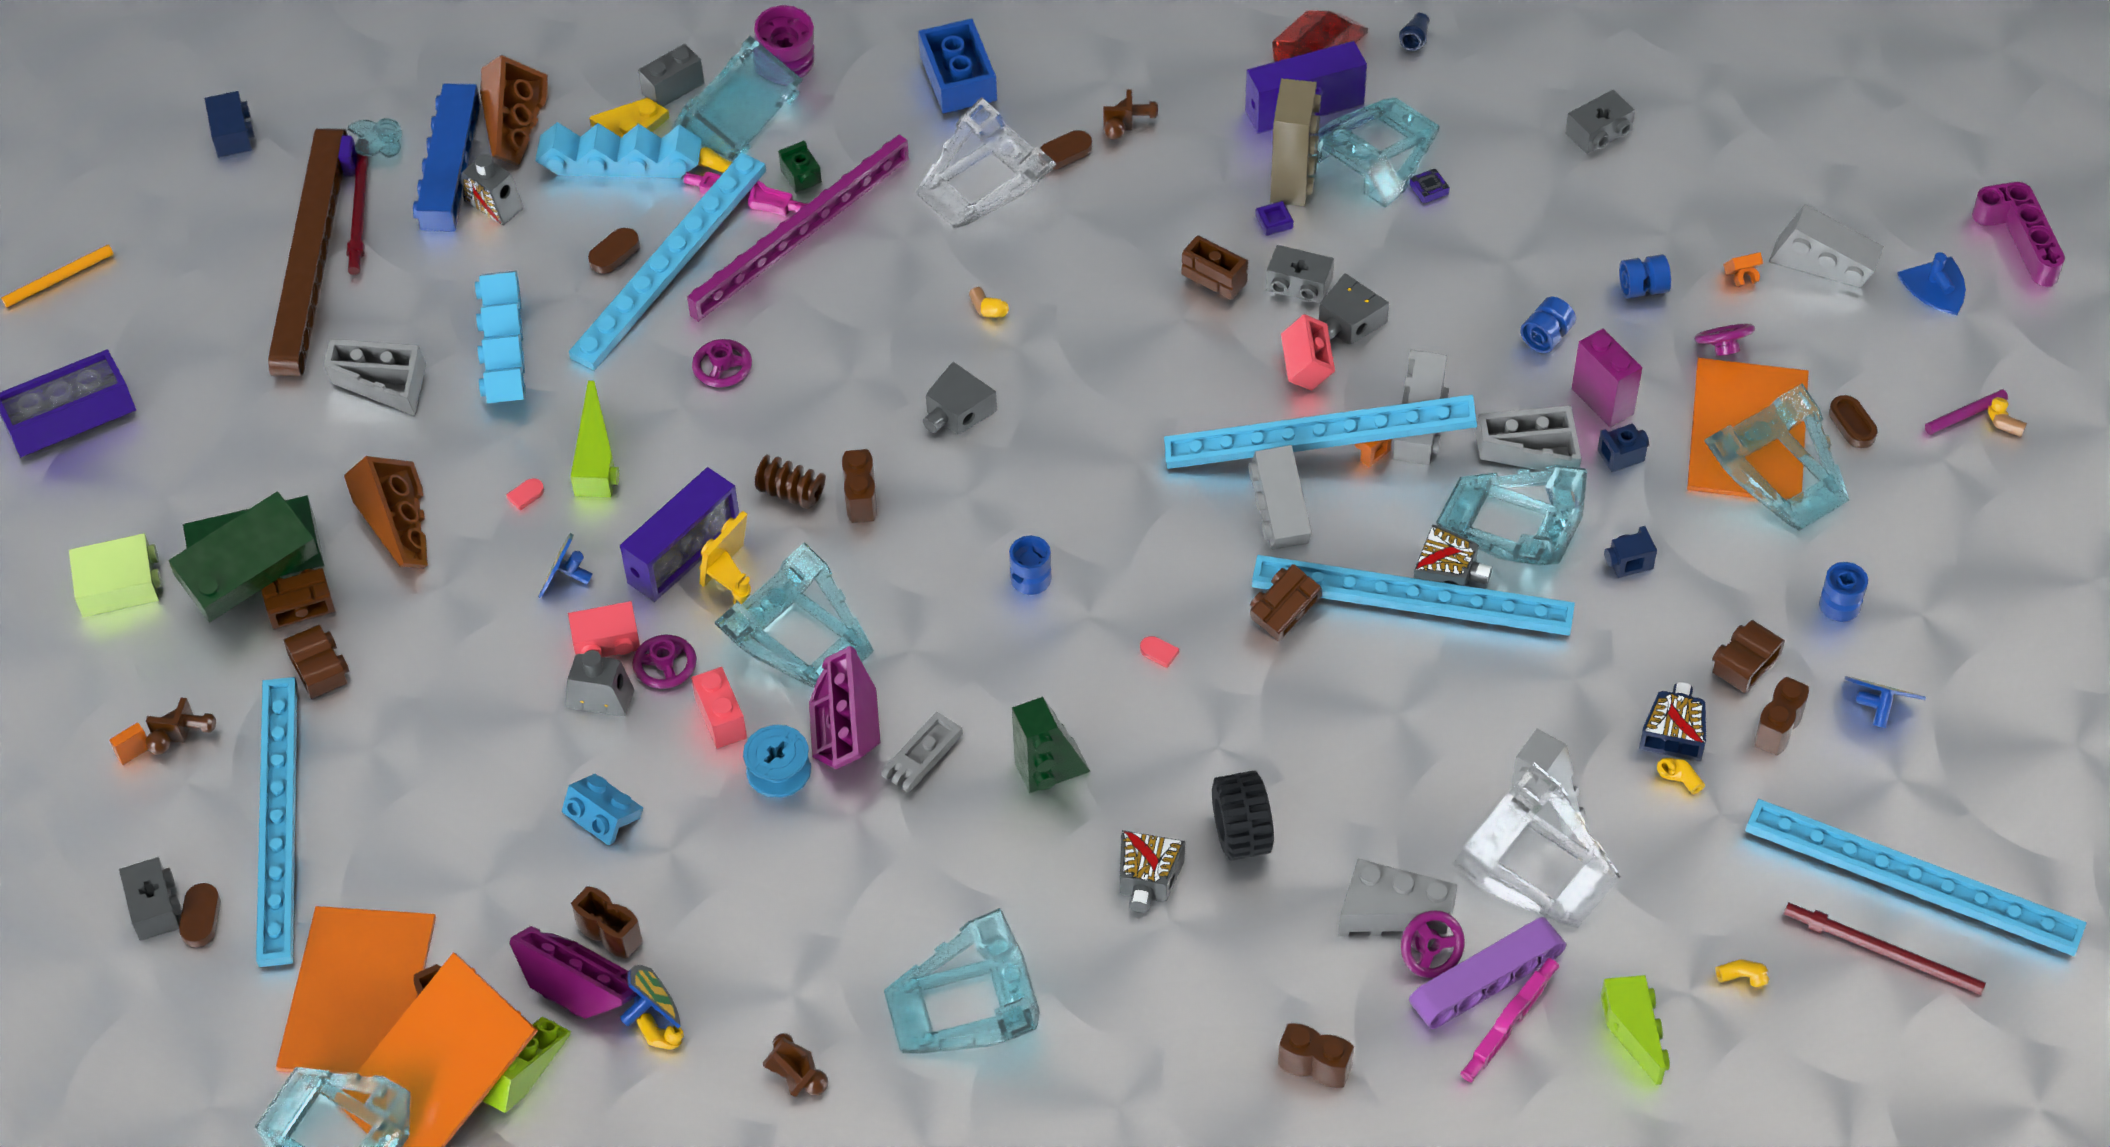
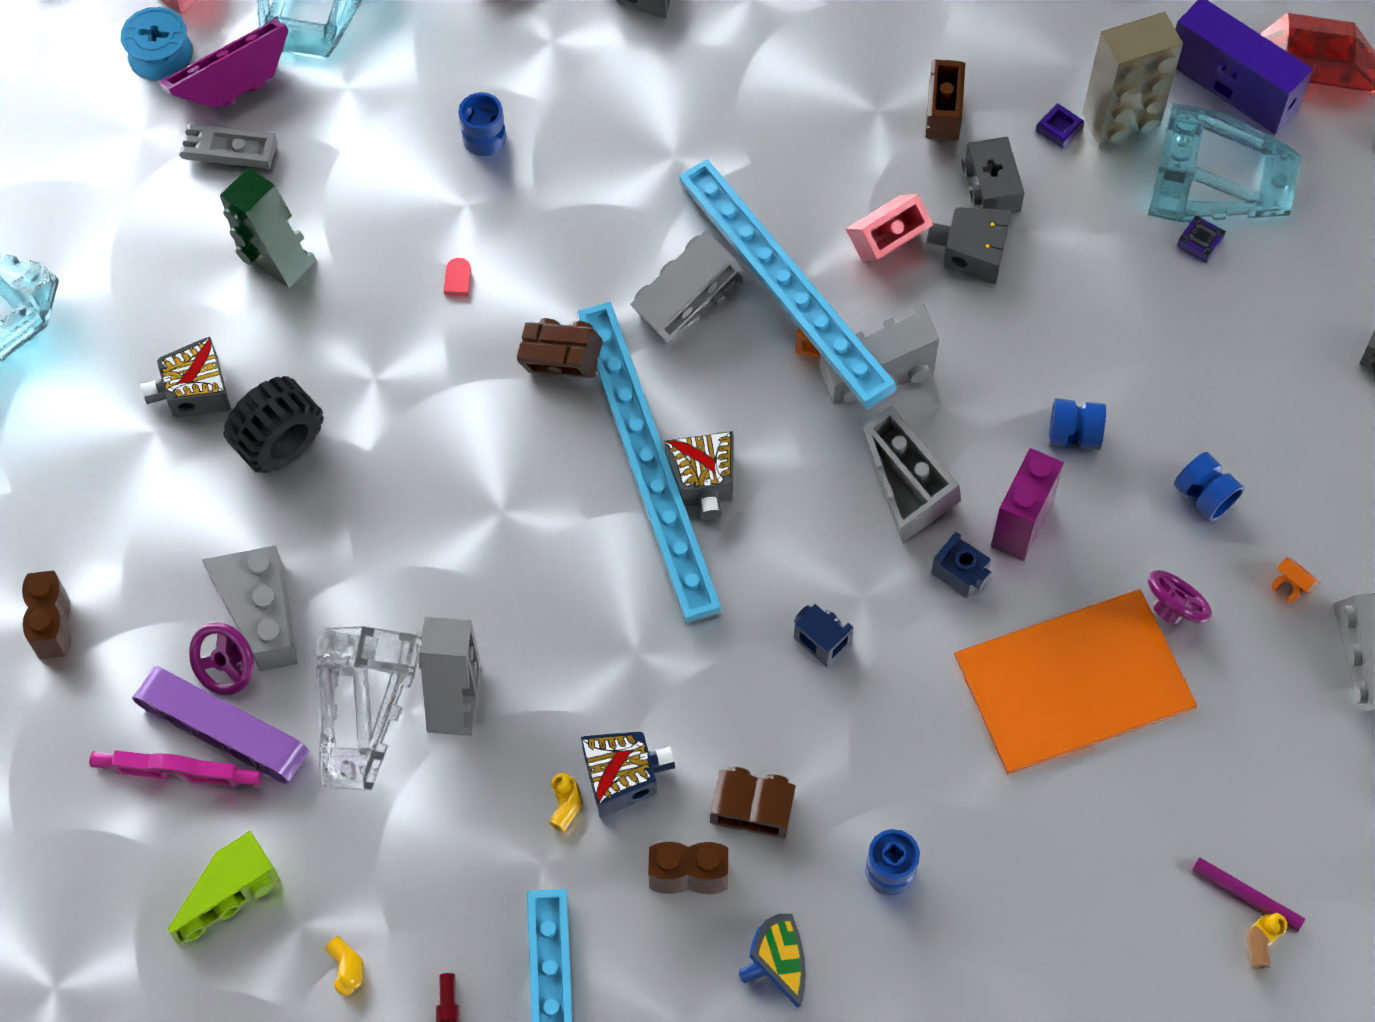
camera: 60 degrees right, 10 degrees up
(1566, 494) = (848, 530): clear light blue windscreen -> none
(1772, 423) = (1053, 682): clear light blue windscreen -> none
(1853, 421) = (1154, 780): reddish brown tile -> none

